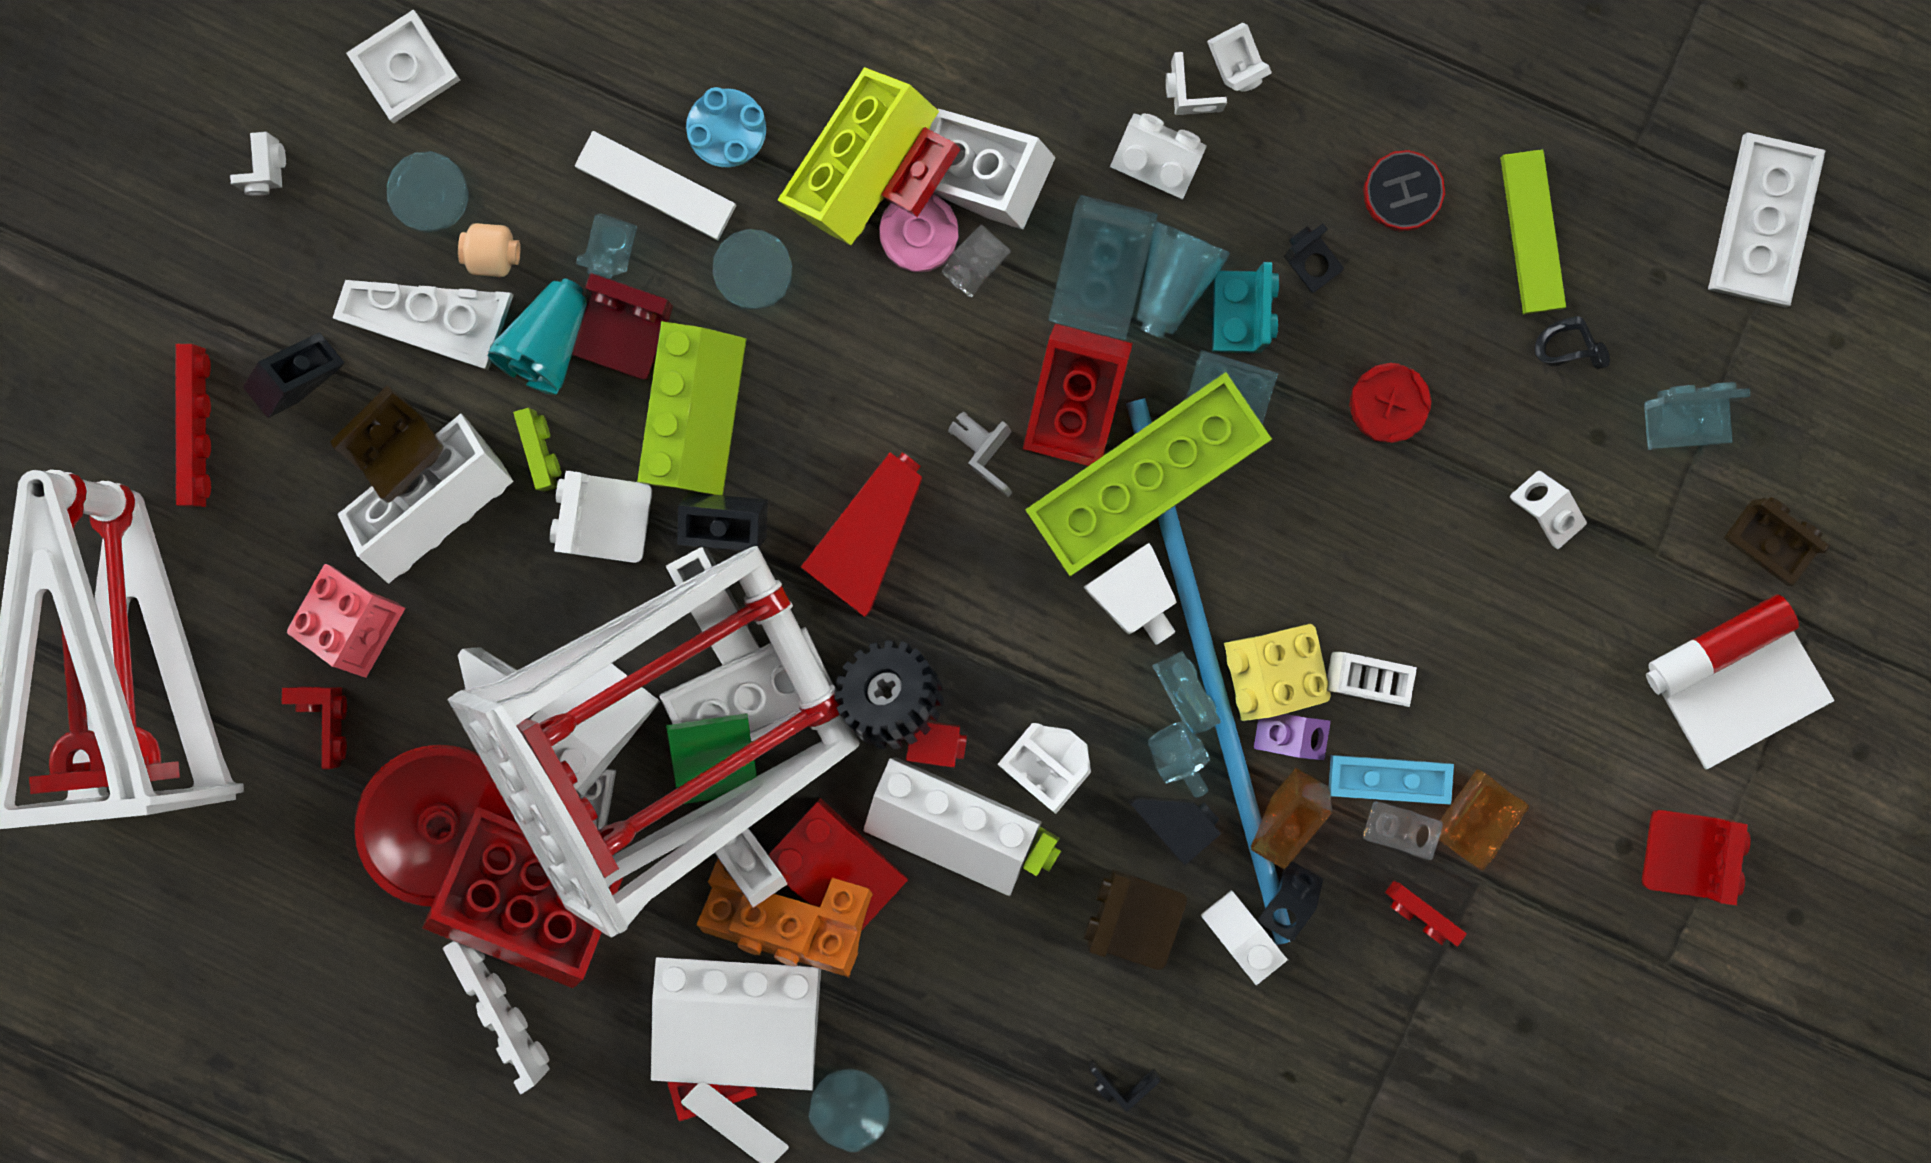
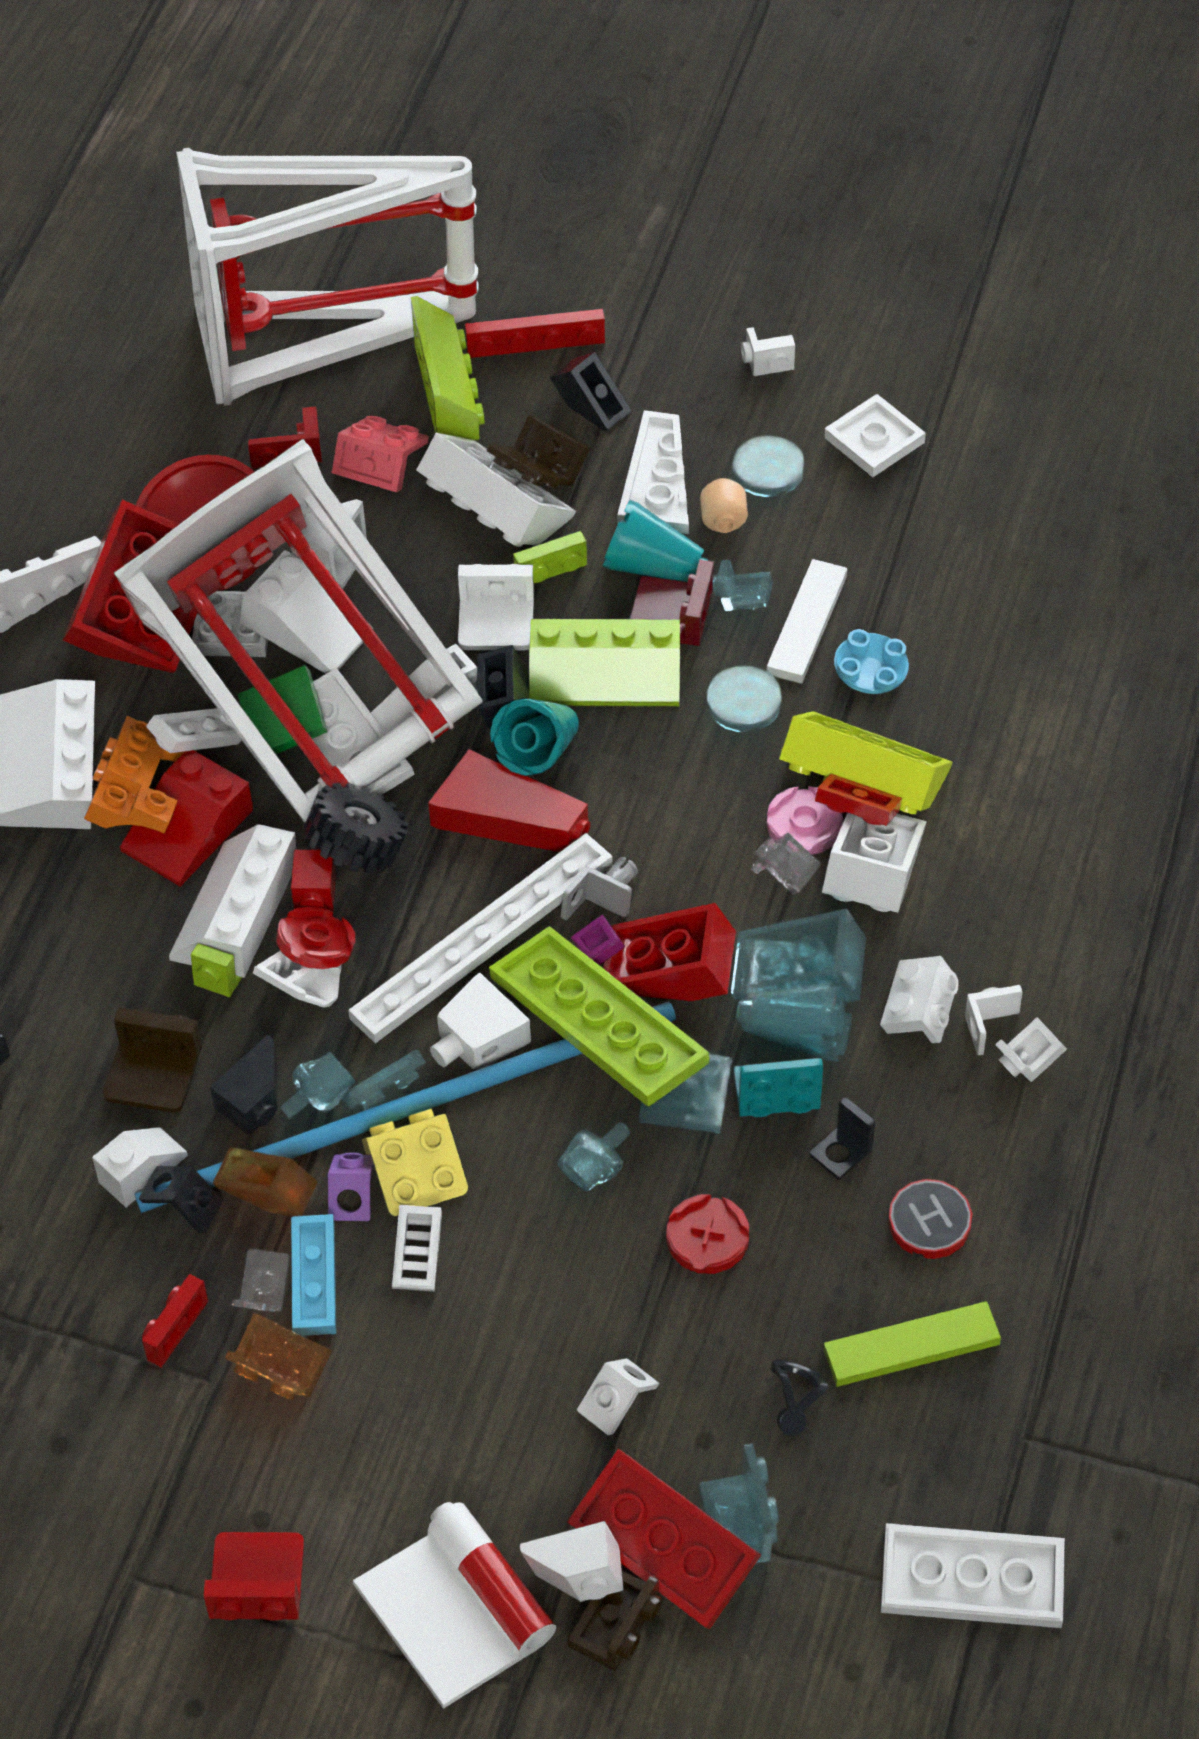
camera: 80 degrees right, 35 degrees down
(245, 535) = (445, 371): none -> lime slope
(799, 492) = (532, 734): none -> teal cone
(1006, 746) = (315, 938): none -> red tile
(1024, 578) = (476, 940): none -> white plate
(1047, 463) = (598, 940): none -> magenta tile
(1298, 500) = (593, 1159): none -> clear light blue piece
(1711, 487) = (667, 1538): none -> red plate
(1733, 567) = (578, 1561): none -> white slope

